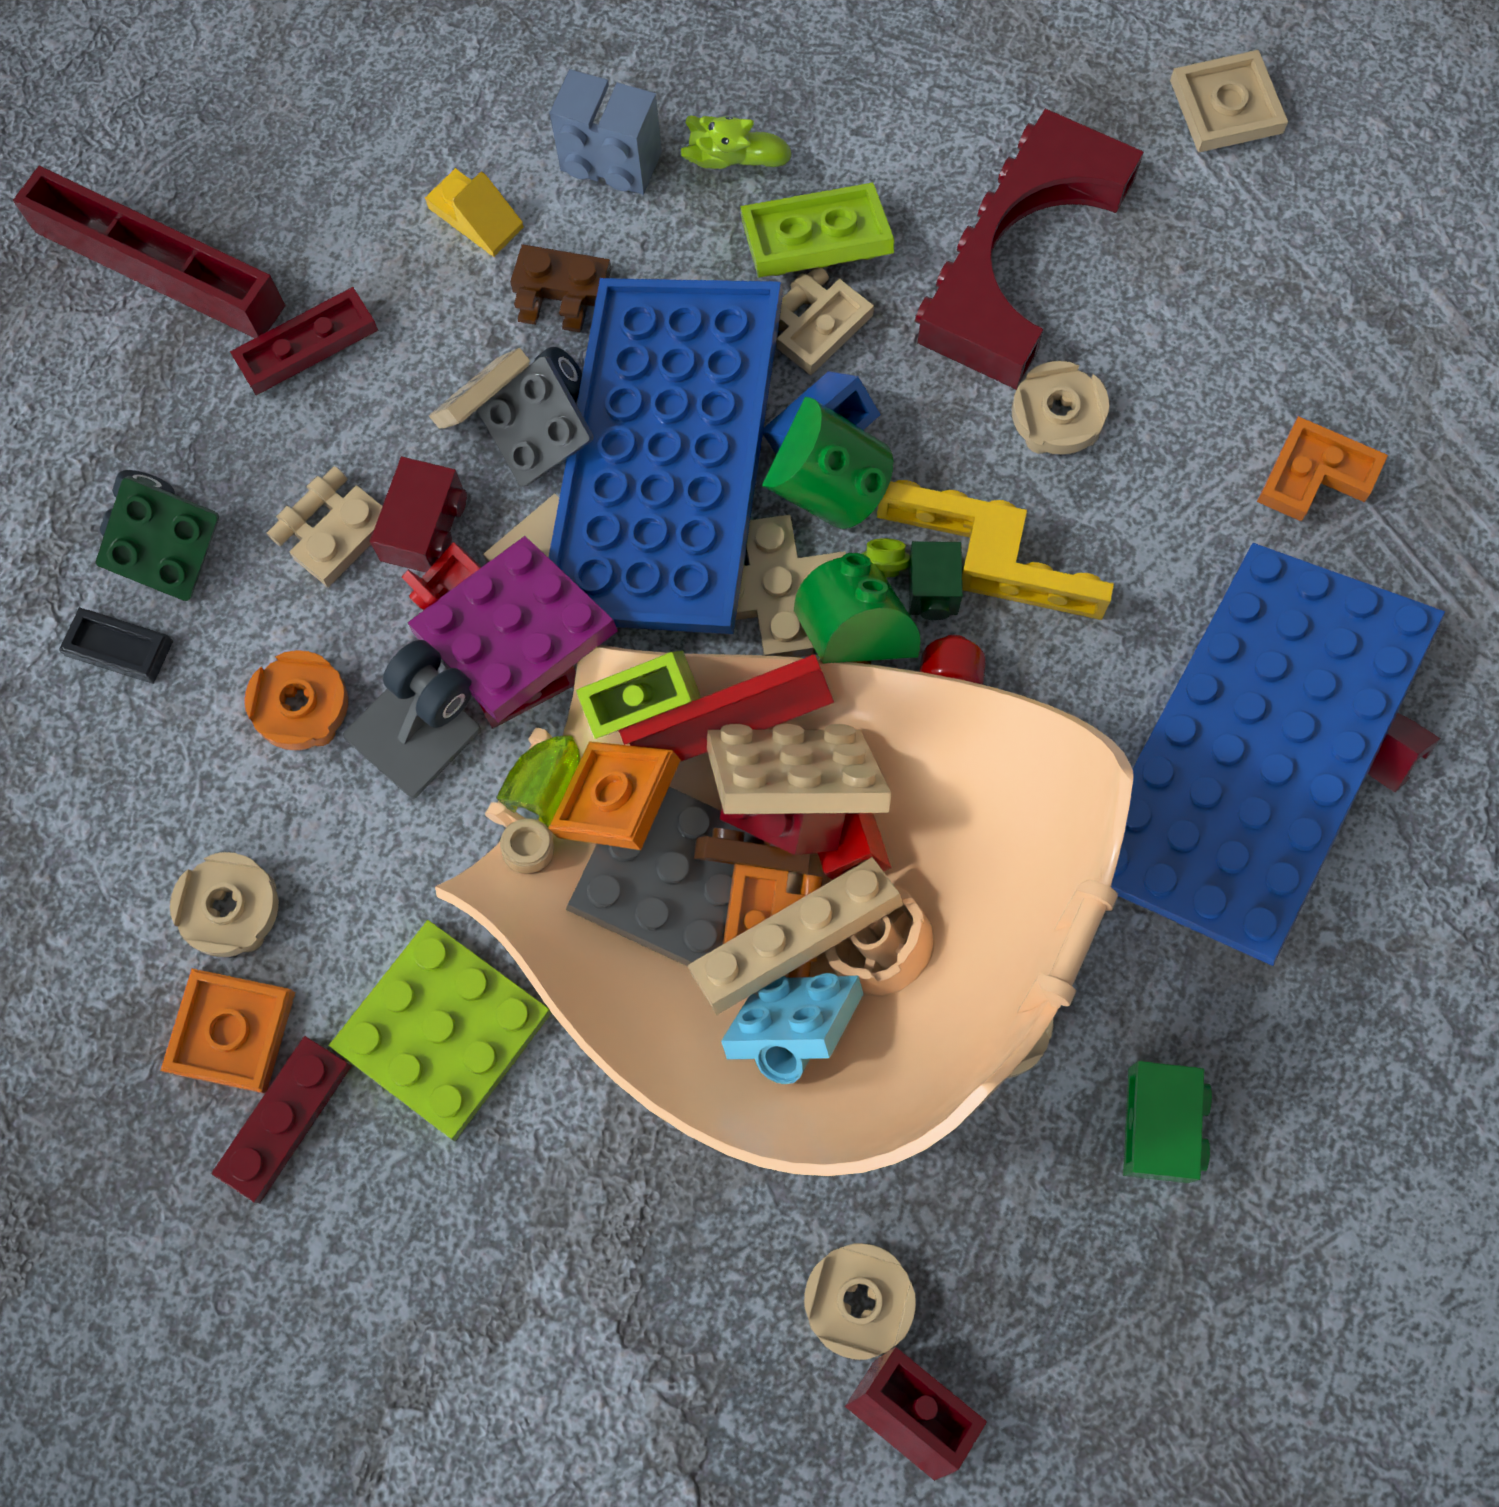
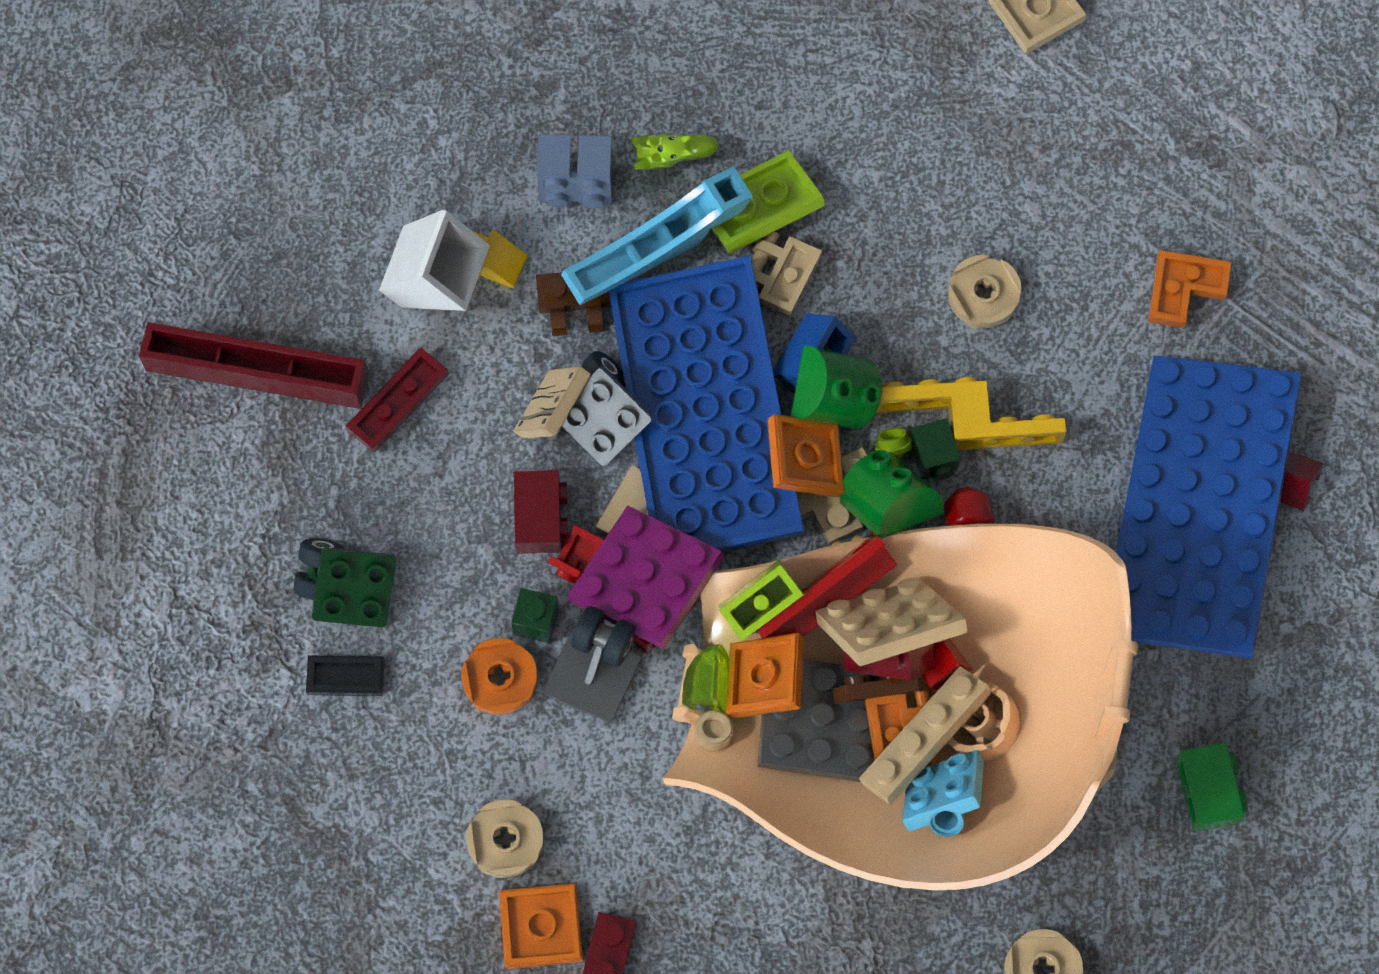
camera: 20 degrees left, 0 degrees up
(338, 537) = (482, 543): tan plate -> none
(365, 637) = (535, 615): none -> dark green brick
(399, 190) = (435, 264): none -> white slope
(440, 1030) = (691, 878): lime plate -> none
(683, 235) = (660, 238): none -> medium azure arch
(764, 536) = (805, 456): none -> orange tile
(1055, 167) = (895, 236): dark red arch -> none

